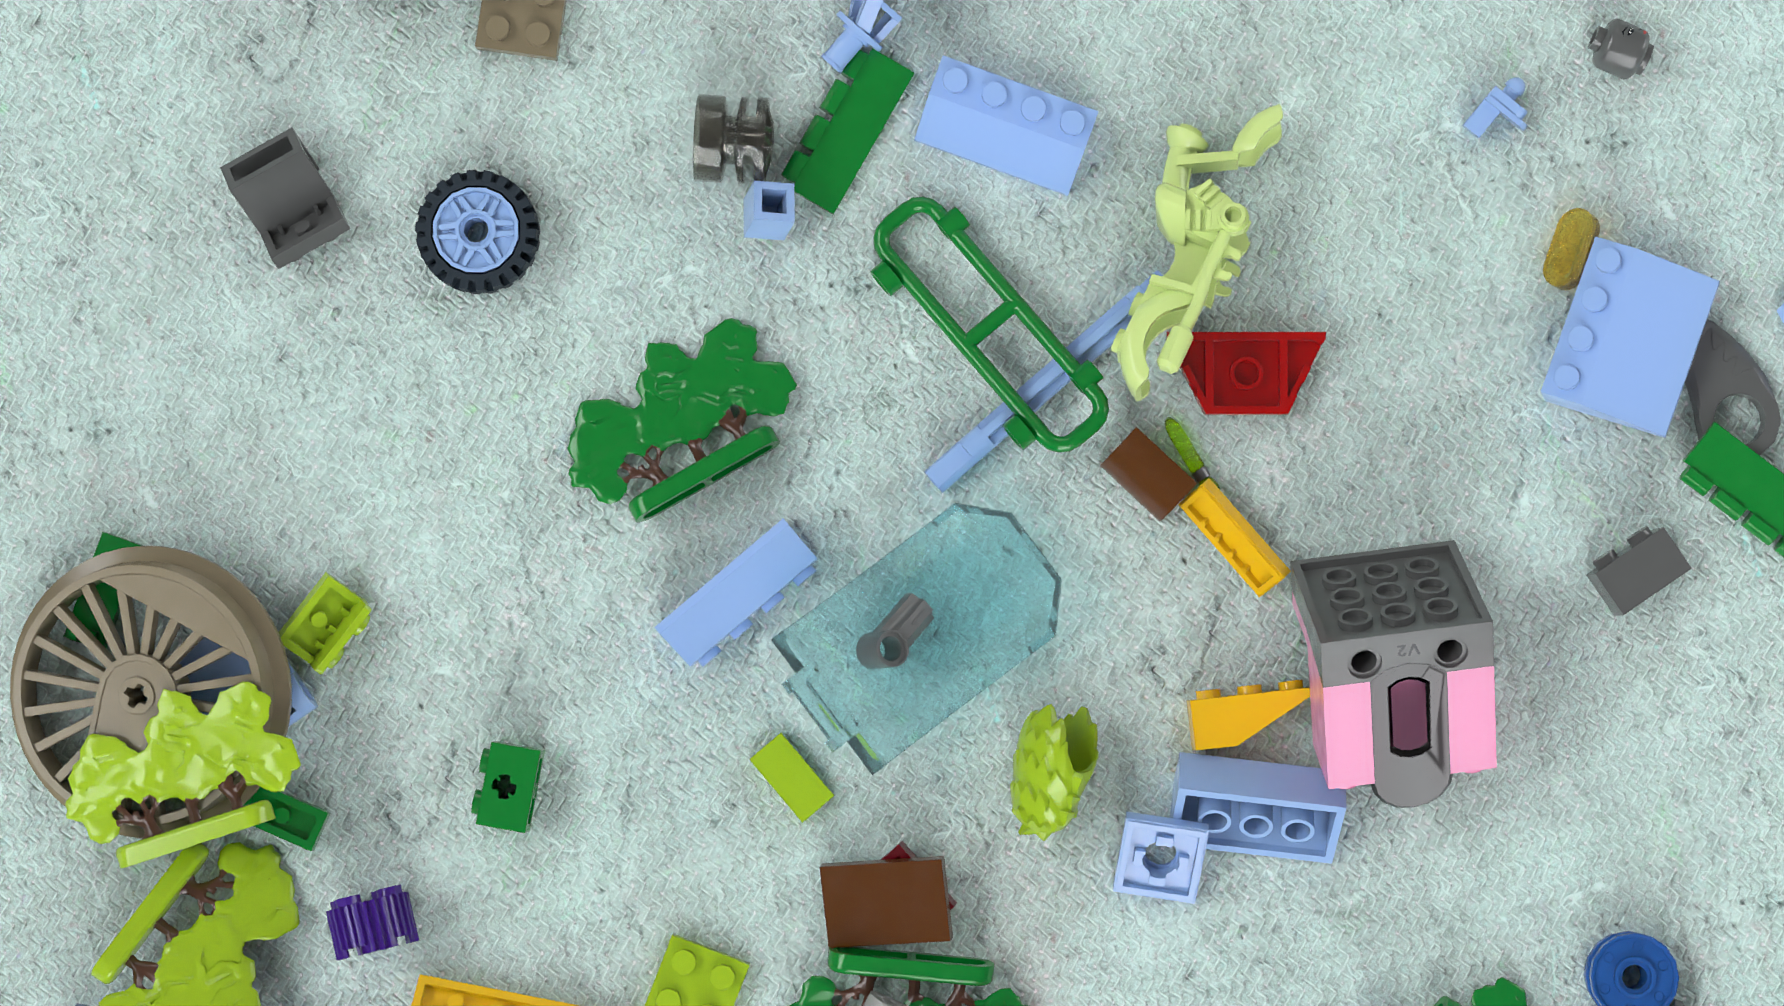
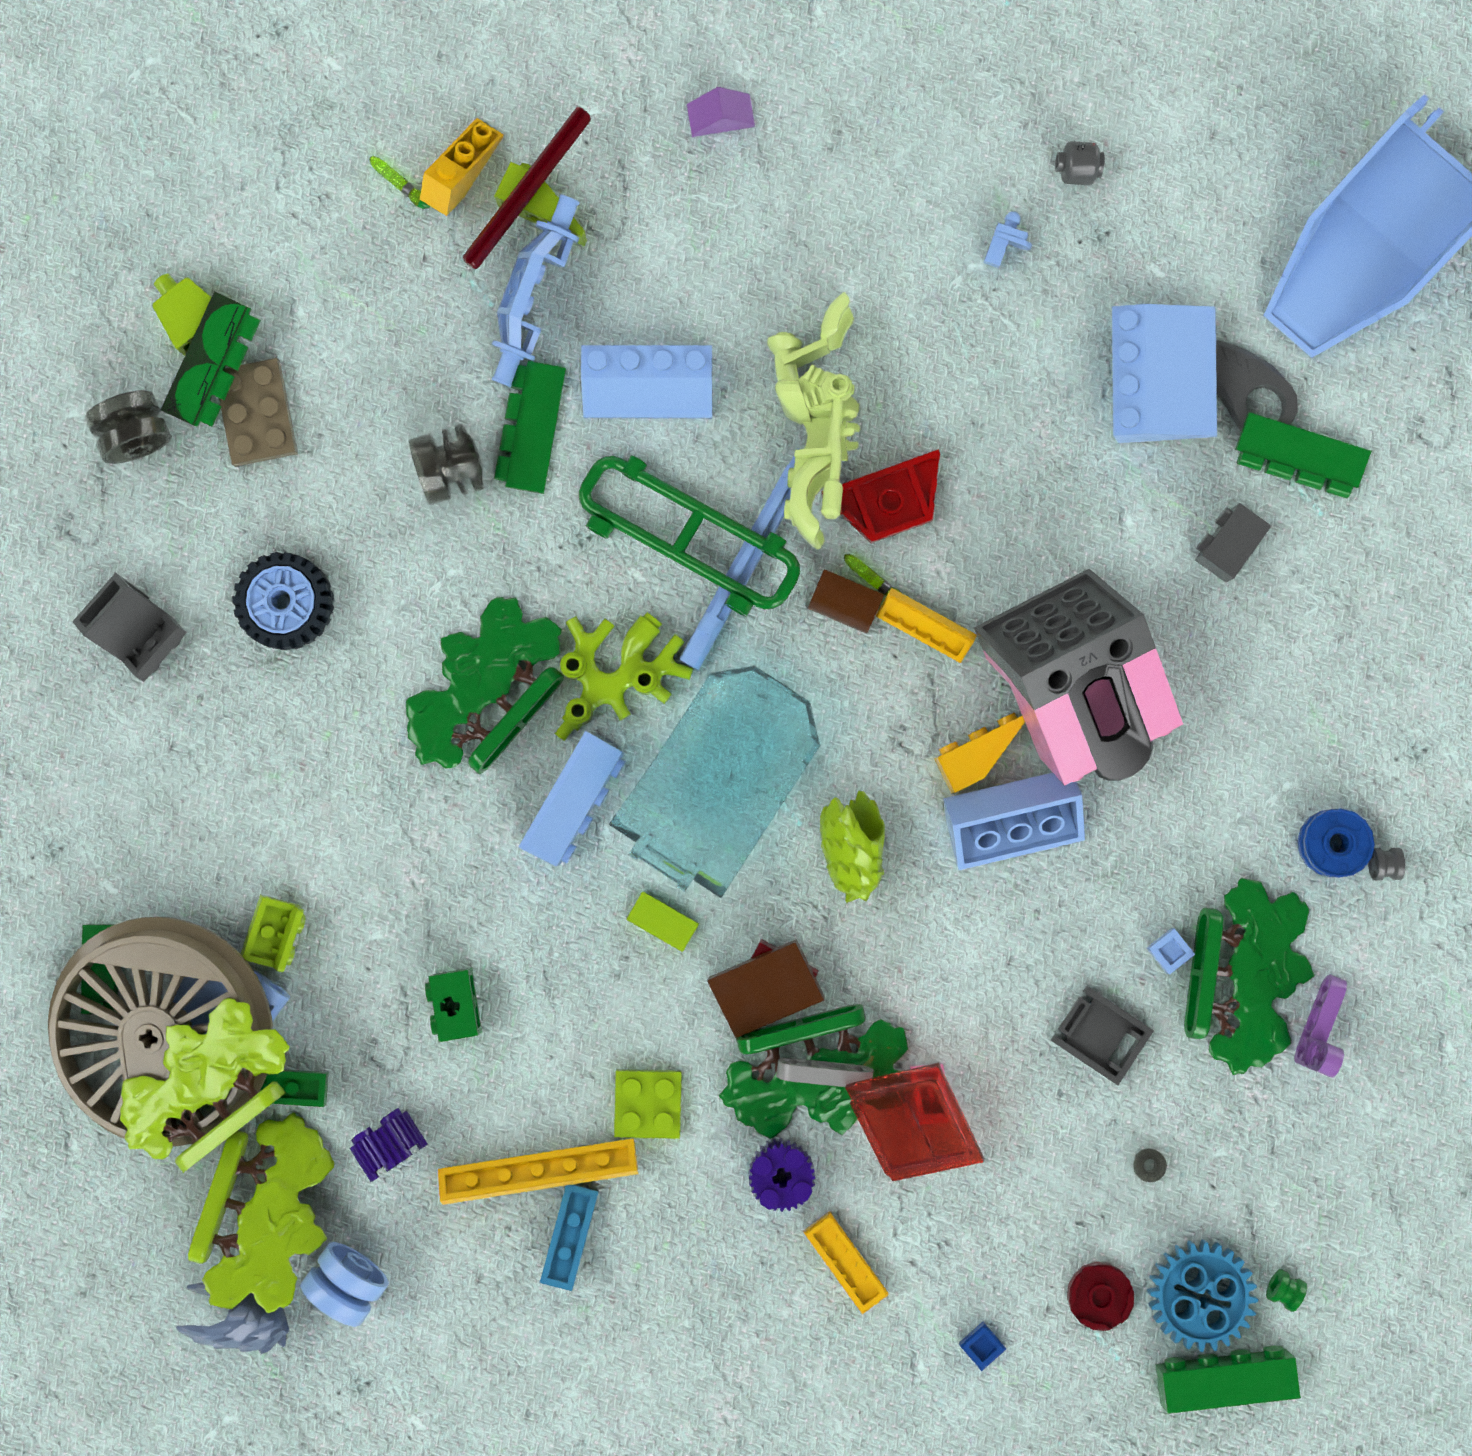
camera: 20 degrees left, 0 degrees up
(769, 210) = (493, 506): light blue brick -> none
(829, 475) = (609, 688): none -> lime plant
(896, 633) = (700, 785): dark grey piece -> none
(1169, 881) = (971, 896): light blue piece -> none
(1570, 248) = (1096, 323): clear yellow tile -> none

